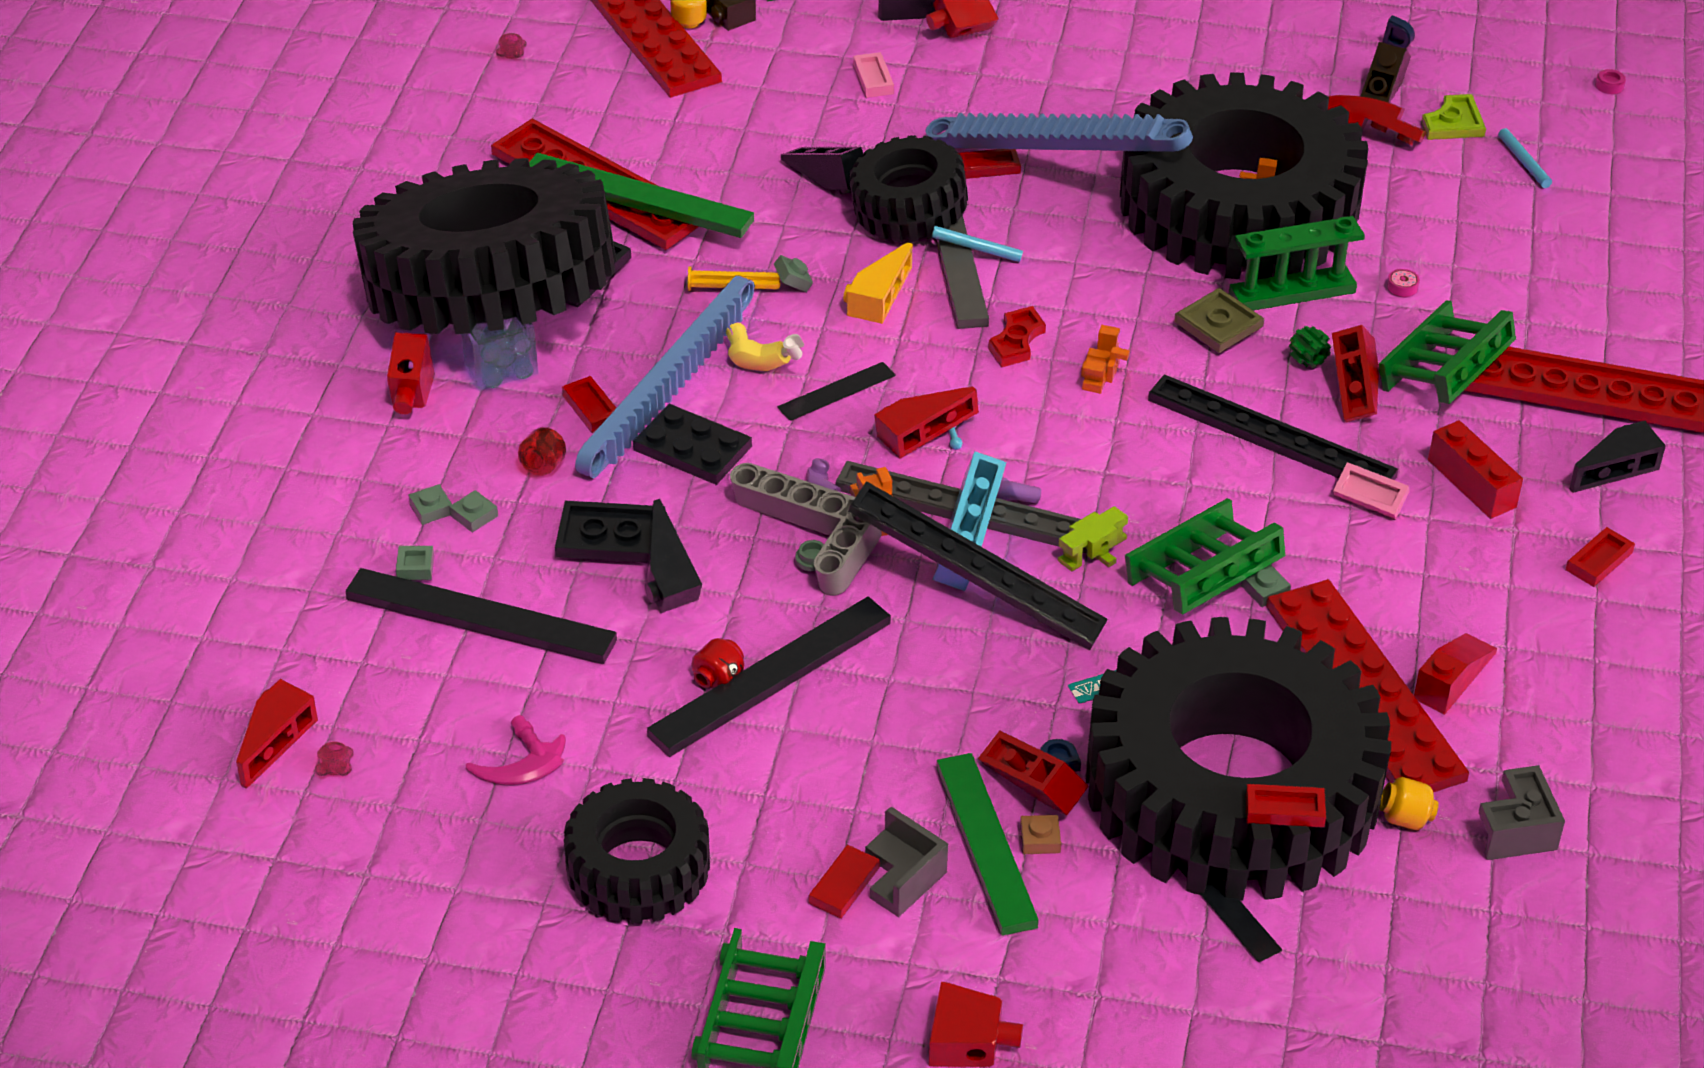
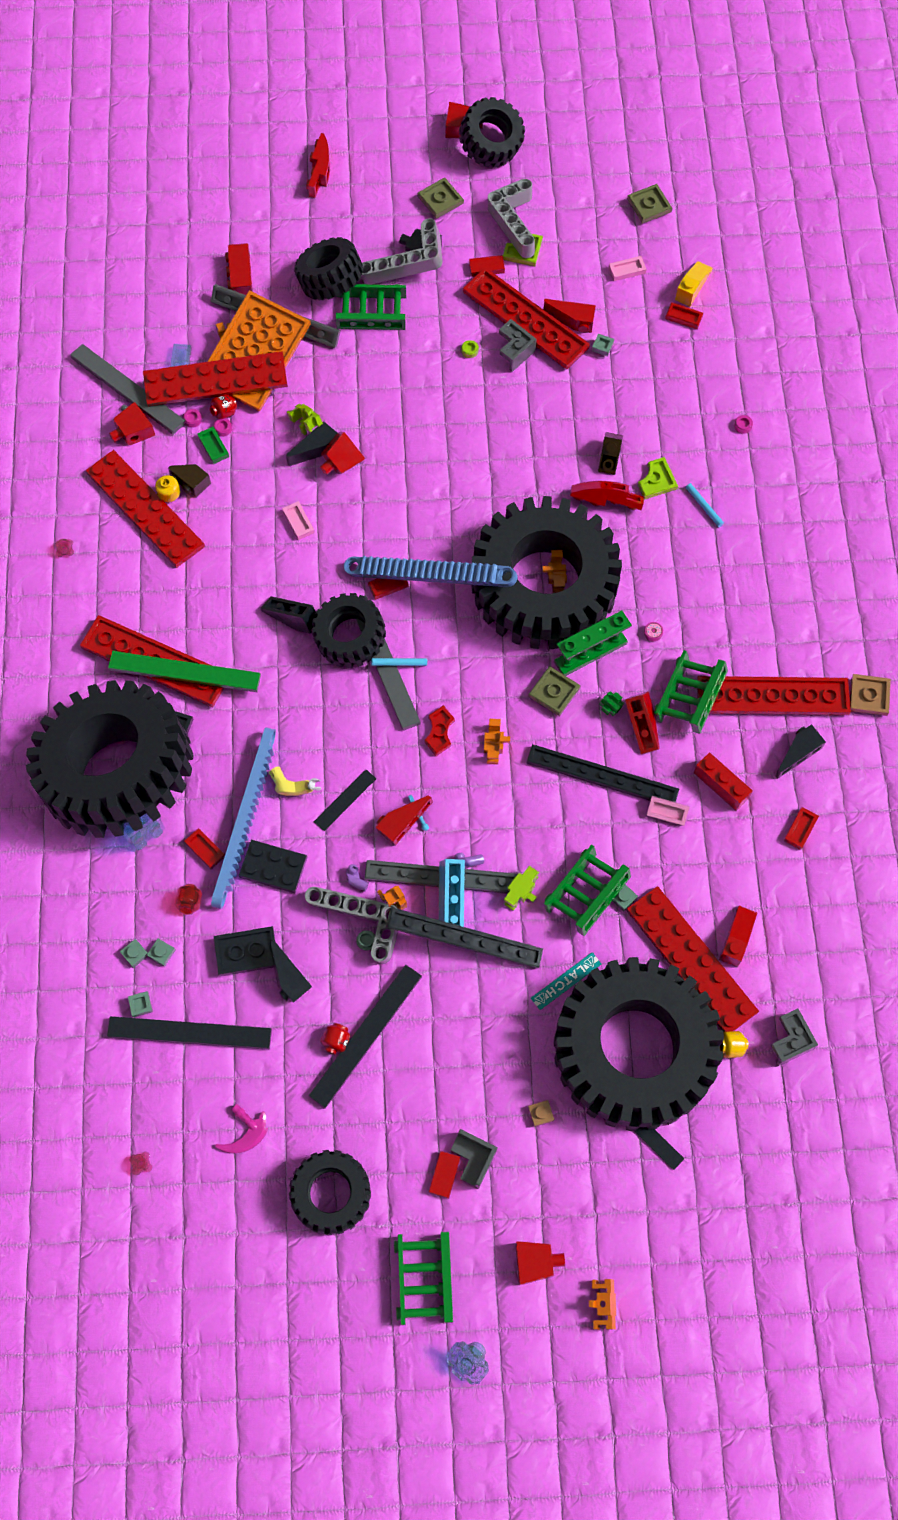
camera: 15 degrees left, 25 degrees up
(275, 725) = (99, 1148): red slope -> none
(410, 386) = (92, 852): red torso -> none
(720, 279) = (260, 725): yellow axle -> none
(793, 273) = (295, 713): sand green plate -> none
(878, 285) = (348, 713): yellow slope -> none
(987, 844) = (514, 1127): green tile -> none
(1034, 772) = (528, 1075): red slope -> none
(1064, 751) = (538, 1055): dark blue tile -> none
(1285, 805) = (676, 1095): red tile -> none
(1398, 32) = (611, 412): dark blue tile -> none

